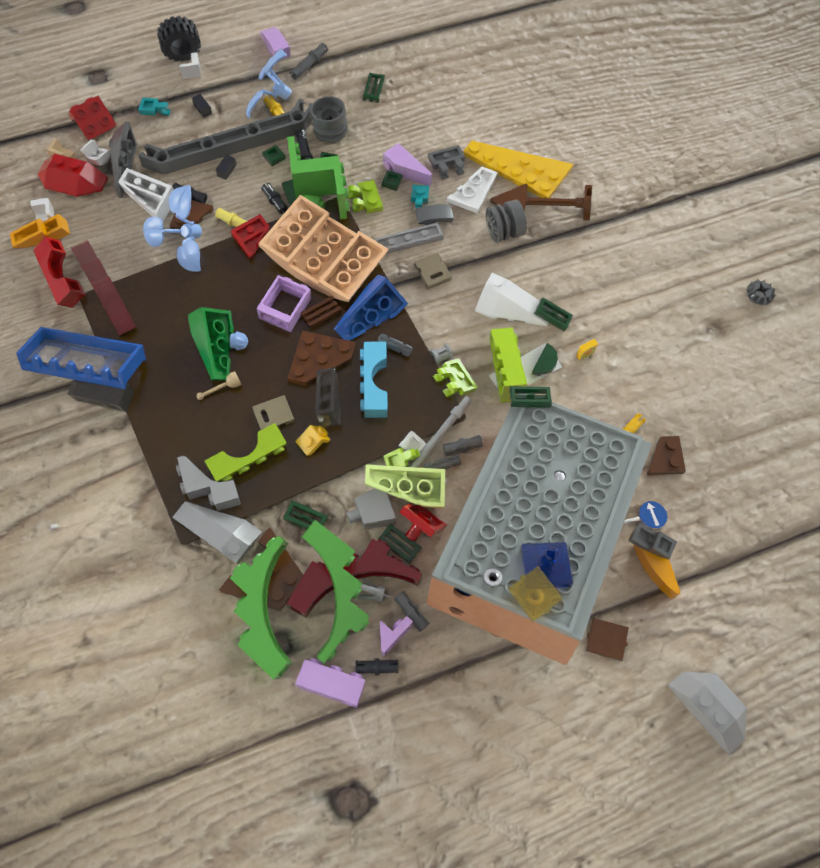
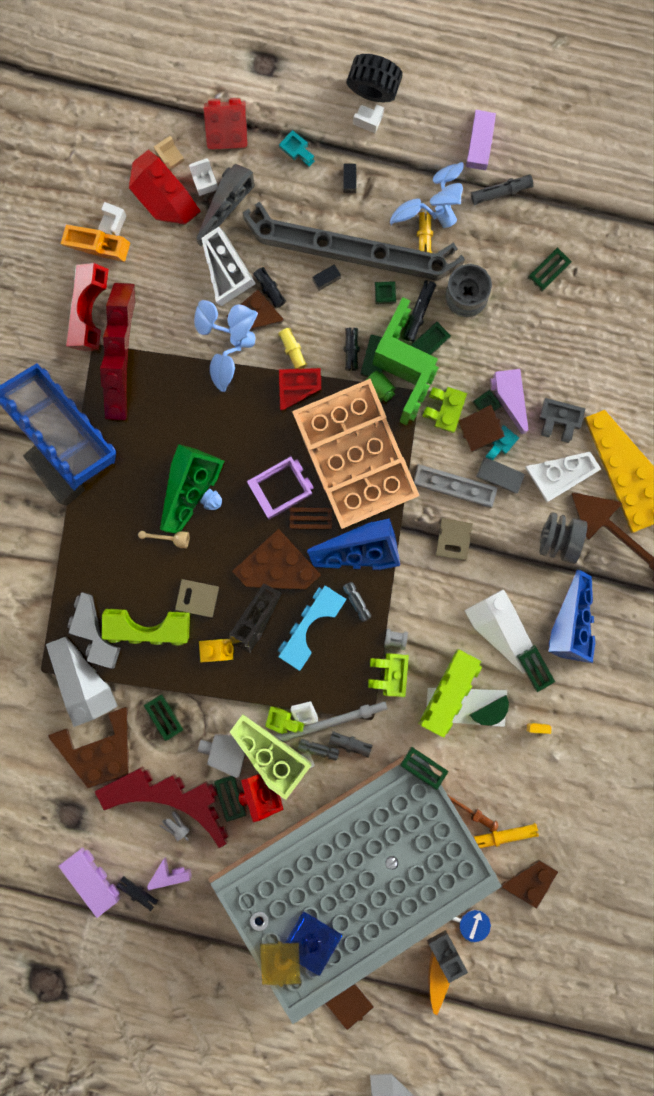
camera: 35 degrees right, 20 degrees up
(254, 580) = (53, 805): bright green arch -> none
(347, 615) = (158, 787): bright green arch -> none
(399, 193) = (481, 428): none -> reddish brown piece
(411, 610) = (198, 866): dark grey pin -> none
(555, 272) = (572, 628): none -> blue wedge

